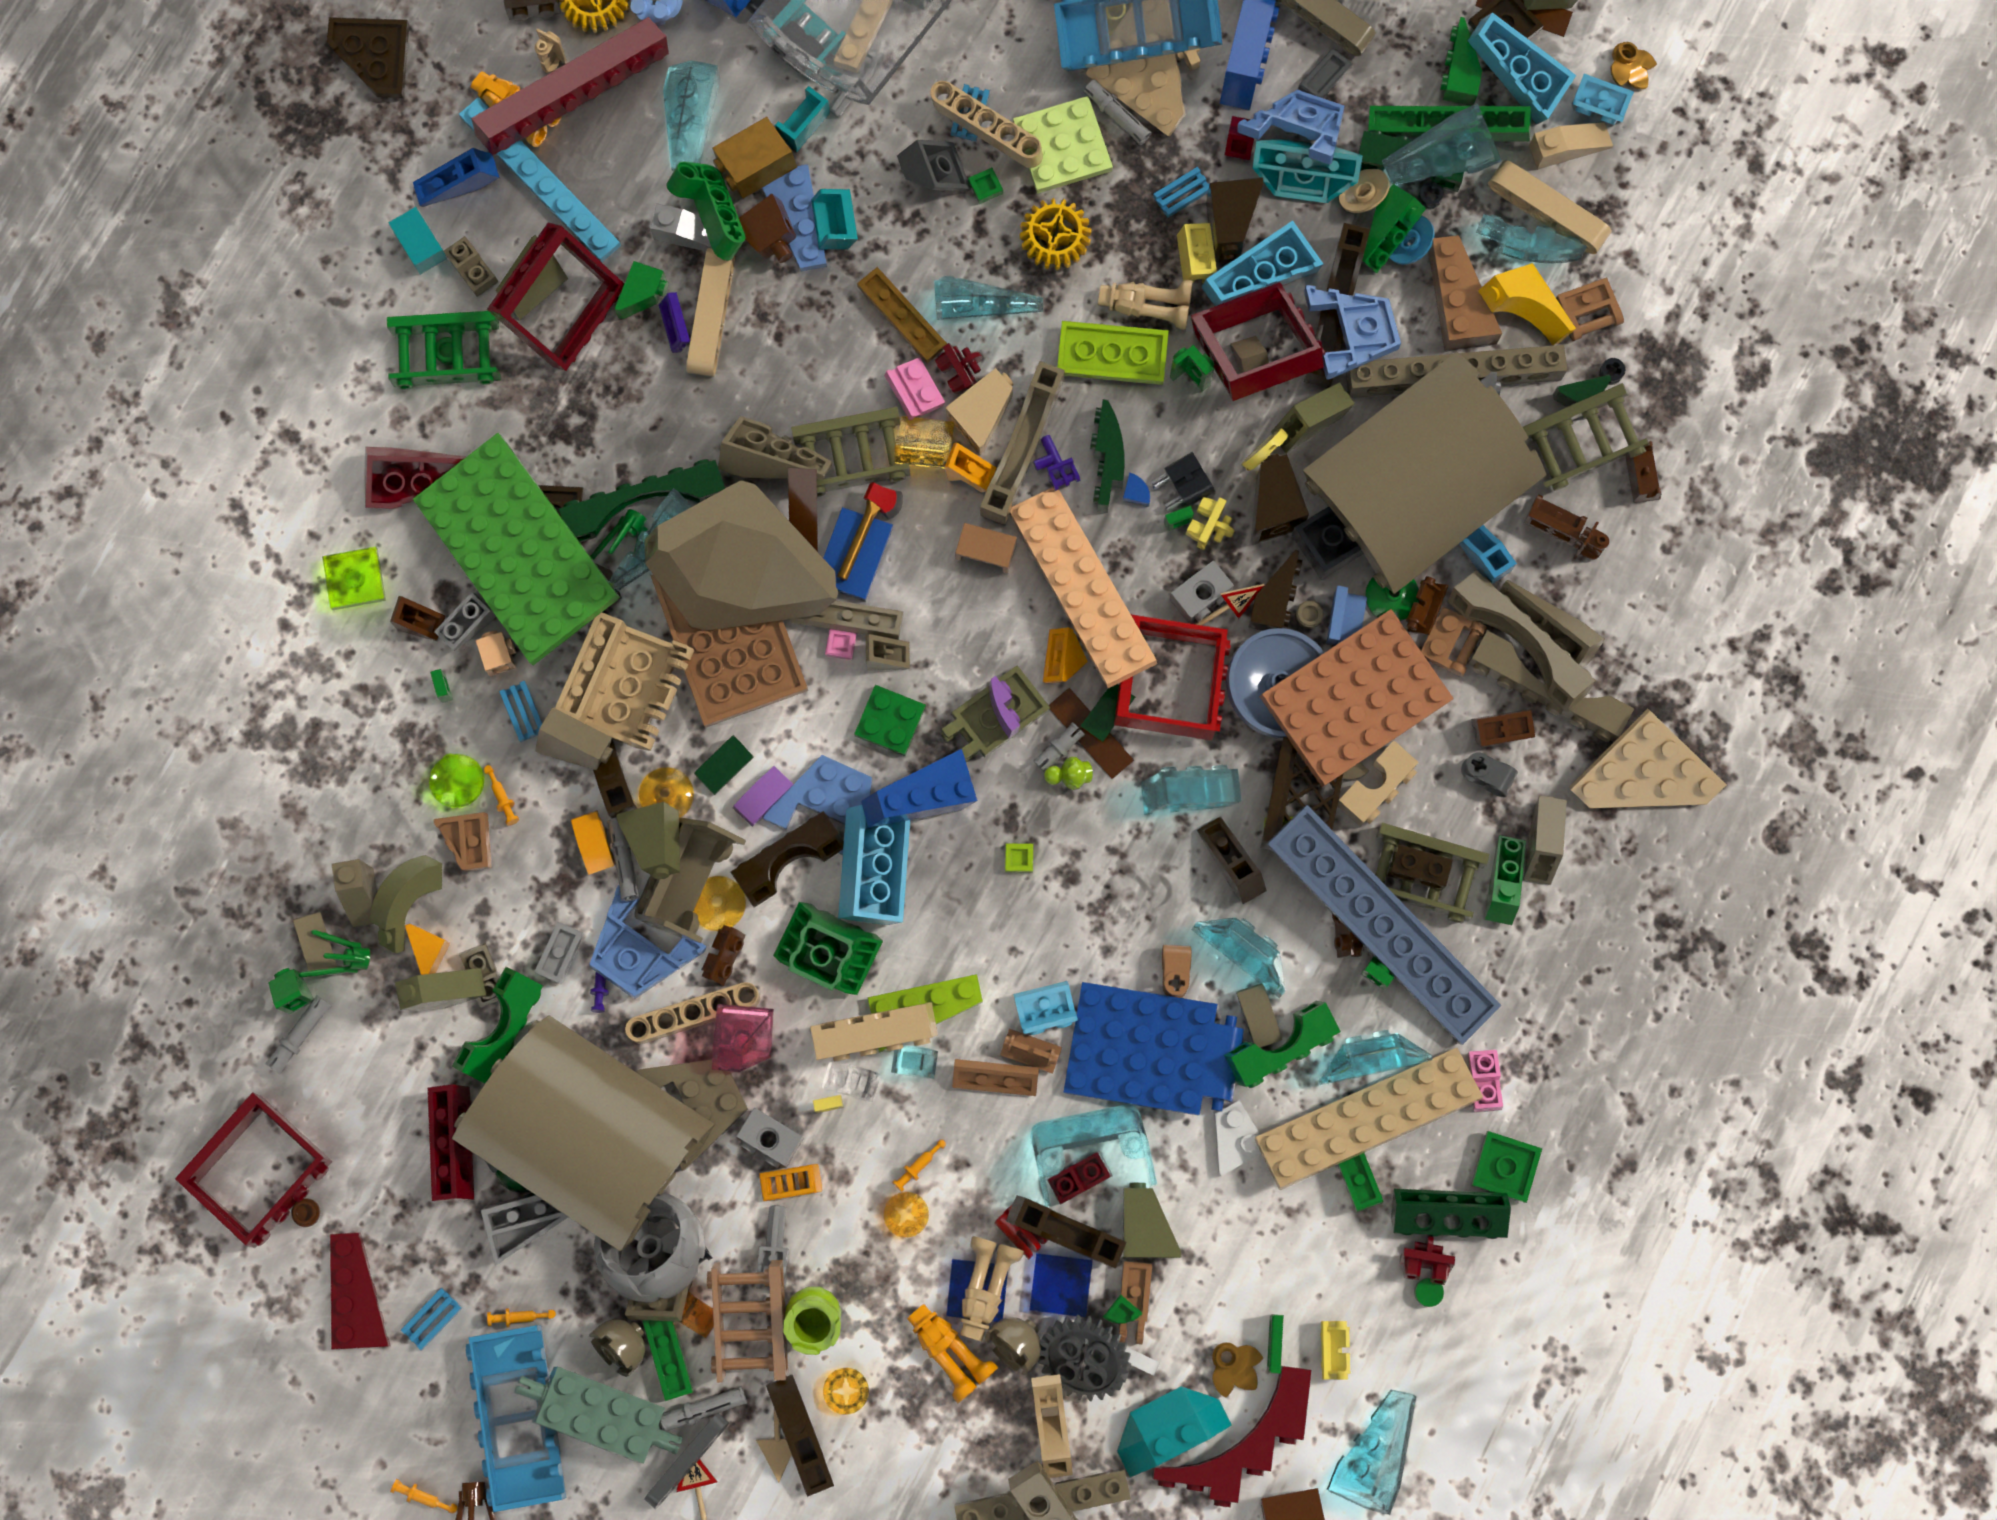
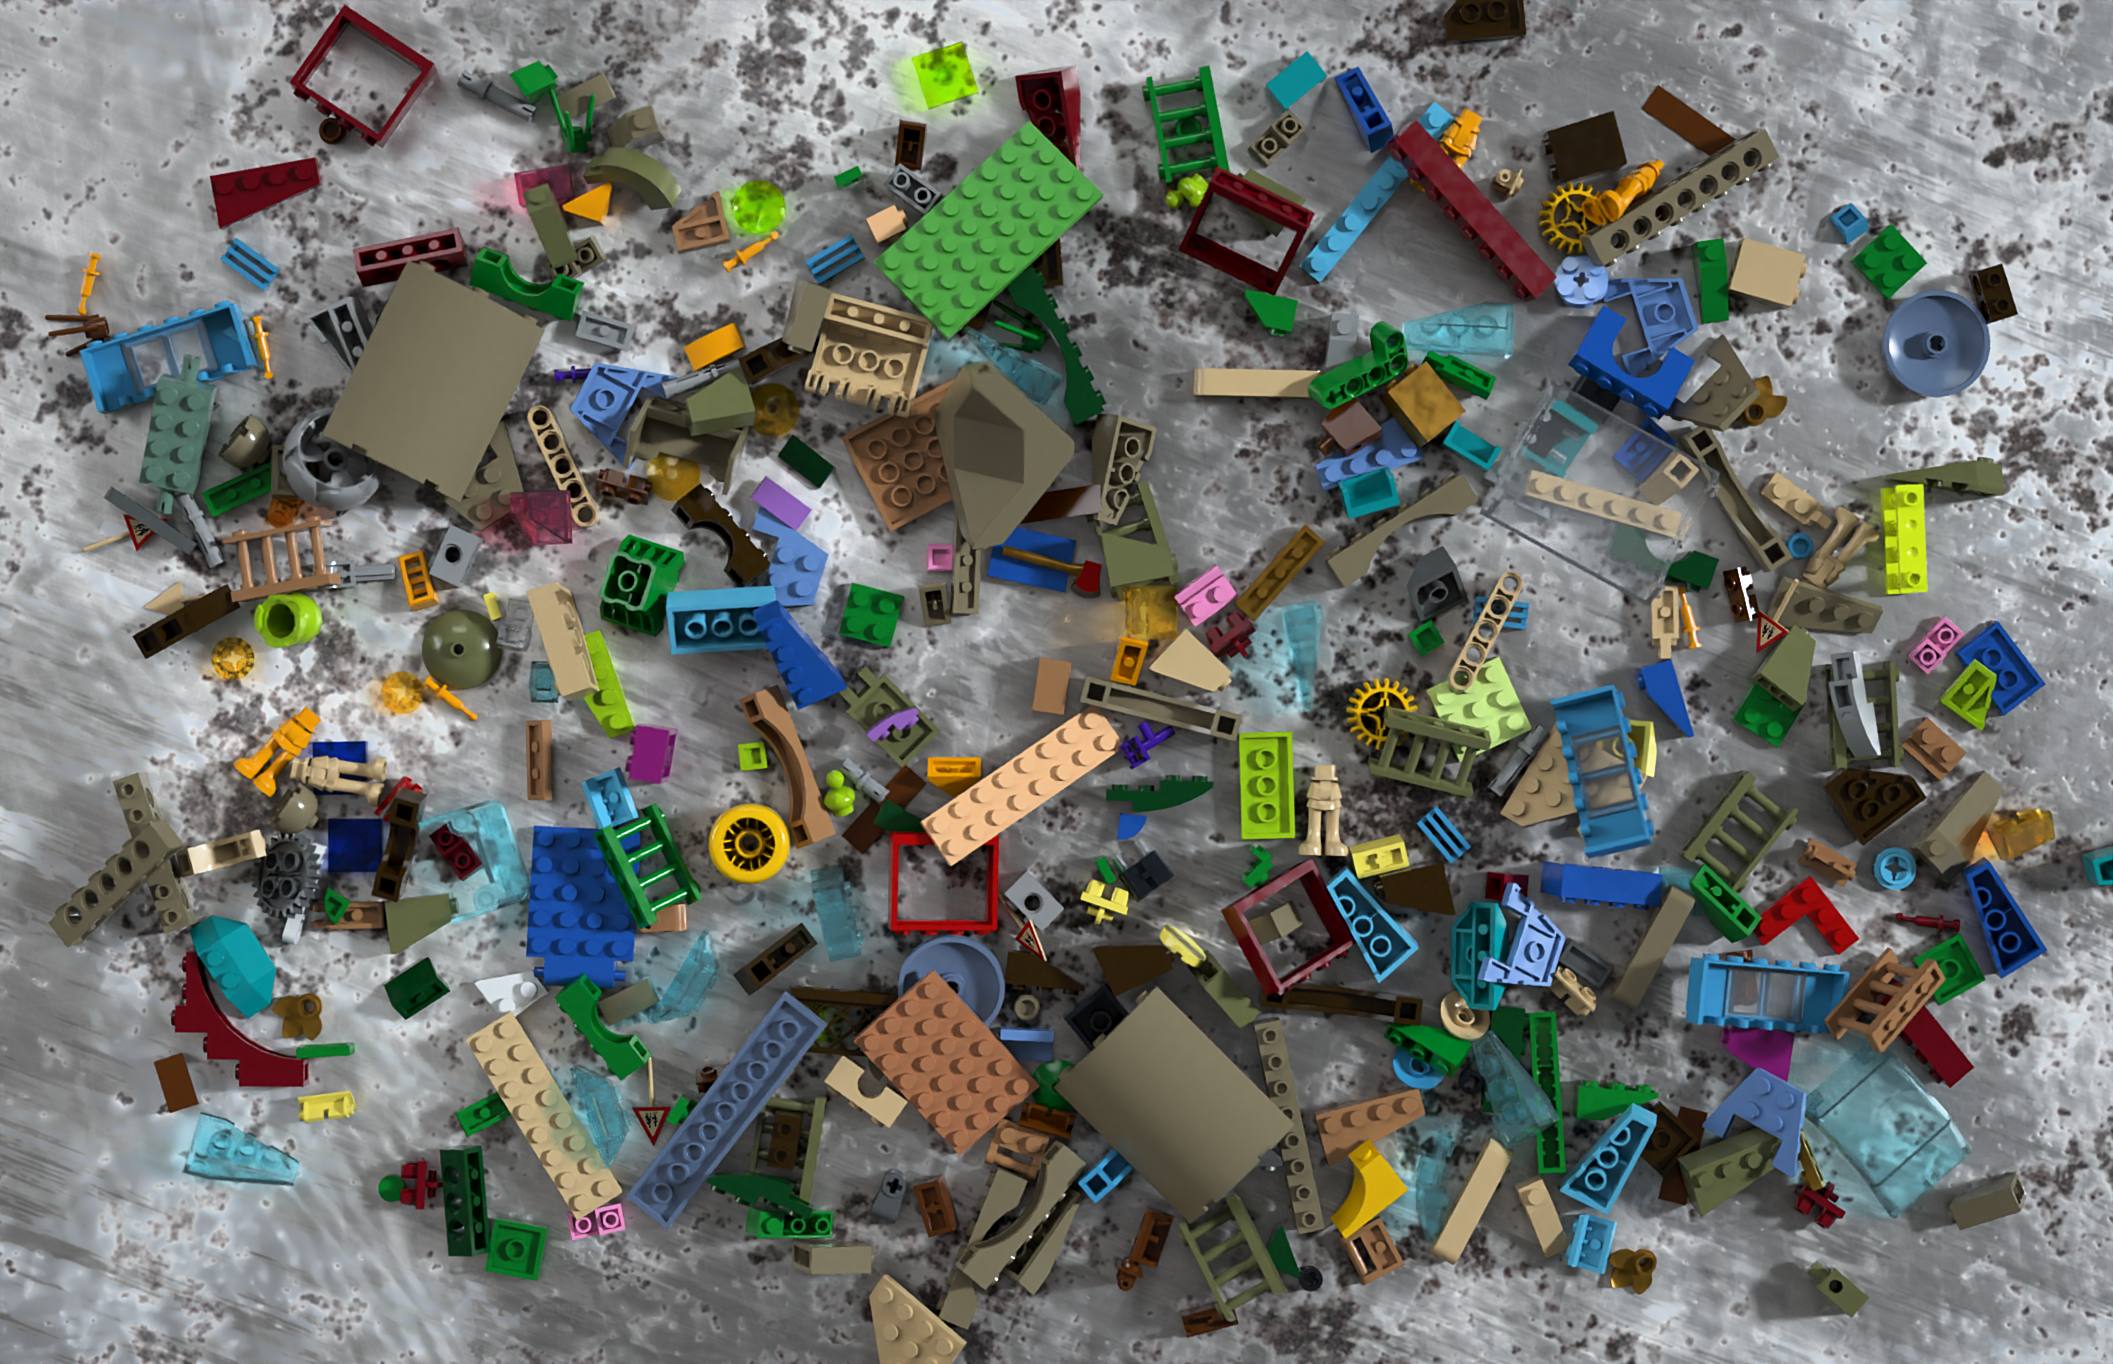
camera: 85 degrees right, 10 degrees up
(389, 1006) = (558, 176): none -> clear pink brick
(507, 354) = (1189, 188): none -> lime animal
(674, 322) = (1242, 349): dark purple tile -> none
(730, 119) = (1461, 374): none -> green hinge
(869, 1167) = (480, 653): none -> olive dish
(870, 445) = (1135, 561): none -> olive slope
(898, 239) = (1354, 561): none -> dark tan arch
(1002, 952) = (651, 753): none -> magenta brick
(1030, 1051) = (569, 790): medium nougat hinge -> none
(1074, 189) = (1425, 727): none -> olive fence
(1084, 806) = (807, 813): none -> medium nougat arch
(1113, 845) = (728, 846): none -> yellow wheel
(1128, 996) = (622, 863): none -> green fence
(1219, 1238) = (416, 988): none -> dark green panel
(1359, 82) = (1581, 998): none -> tan hinge
(1365, 325) = (1319, 1032): medium blue wing -> none
(1382, 1008) = (651, 1117): none -> piece
(1465, 906) = (751, 1185): none -> dark green slope

